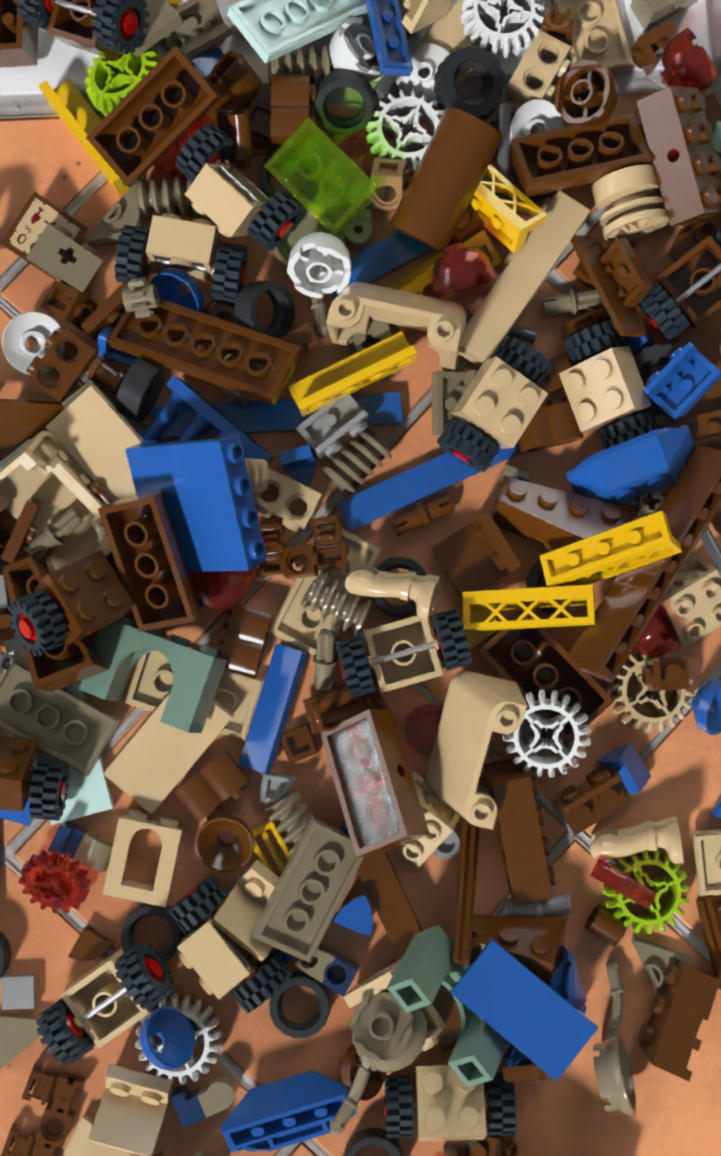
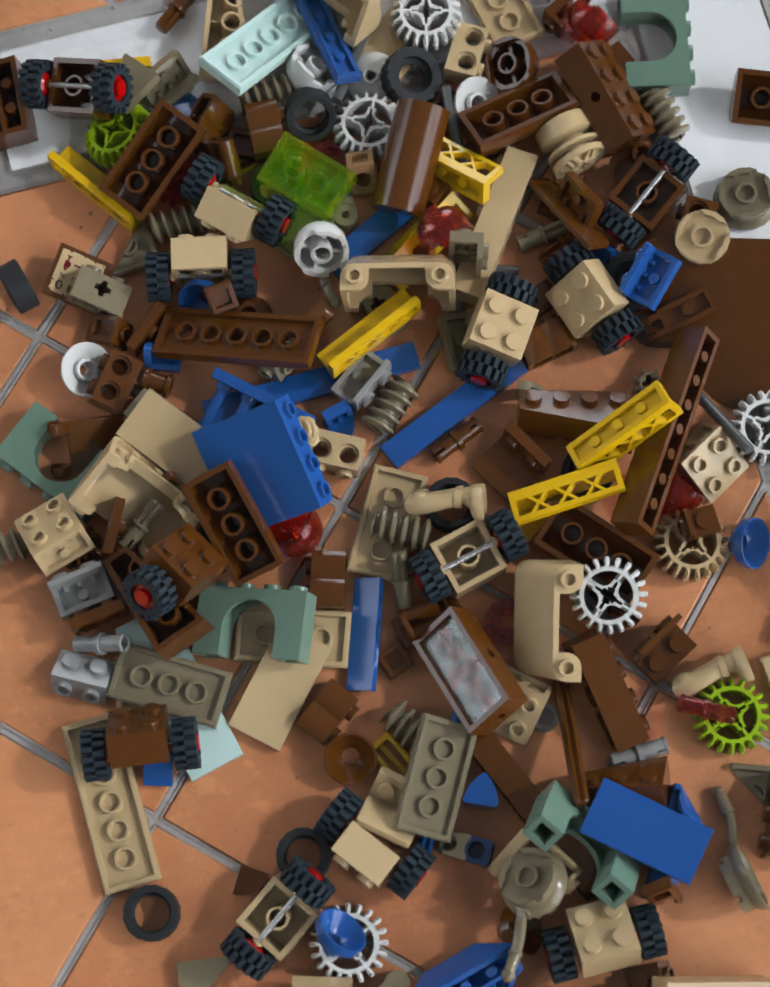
camera: 10 degrees left, 10 degrees down
(19, 991) = (194, 937): light grey tile -> none
(55, 881) = (221, 828): clear red gear -> none
(82, 846) = (224, 792): leg -> none
(140, 297) = (173, 309): dark tan gear -> none
(140, 389) = (189, 386): black tyre -> none
(170, 835) = (260, 767): tan panel -> none
(195, 295) = (220, 297): none -> reddish brown tile
(274, 787) = (381, 703): light grey tile -> none
(283, 307) = (293, 288): black tyre -> none
(307, 1029) = (467, 874): black tyre -> none
(326, 550) = (381, 487): reddish brown piece -> none
(486, 302) = (469, 248): none -> dark tan bracket
(559, 25) = (475, 14): reddish brown plate -> none
(605, 926) = (703, 756): reddish brown beam -> none
(628, 766) = (692, 615): blue tile -> none
(634, 466) = (626, 355): blue wedge -> none

